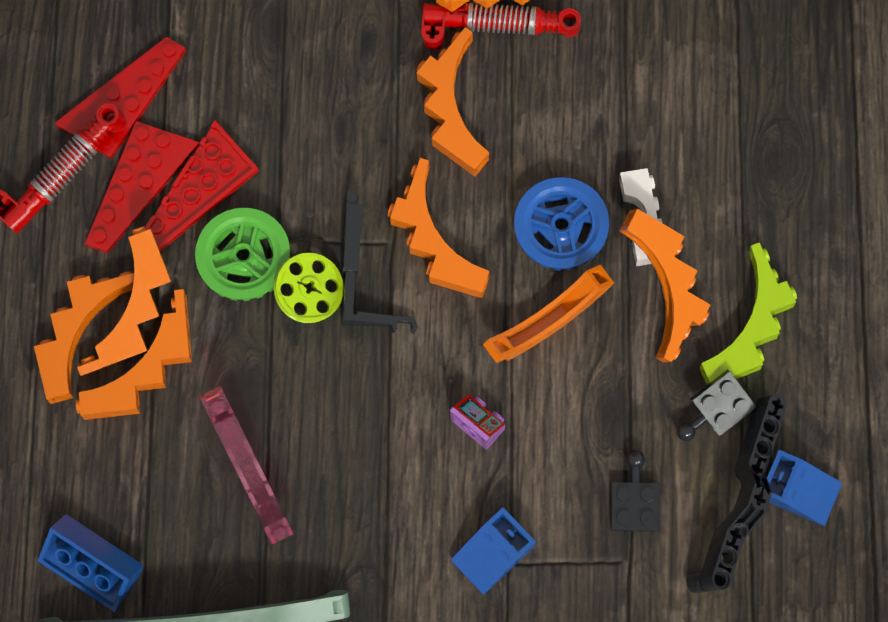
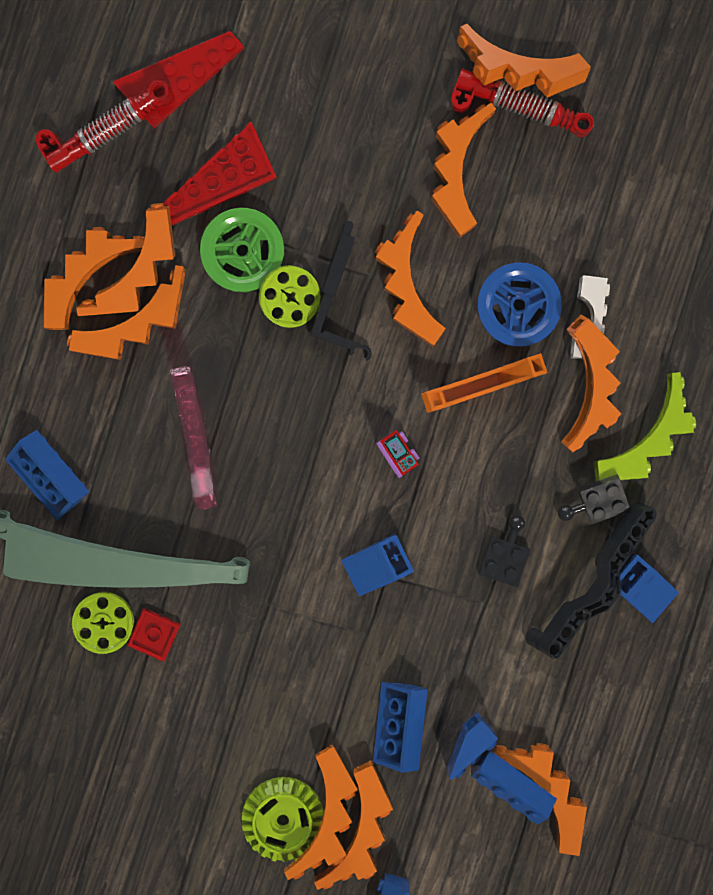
camera: 15 degrees right, 15 degrees up
(140, 176) = (177, 149): red wing -> none

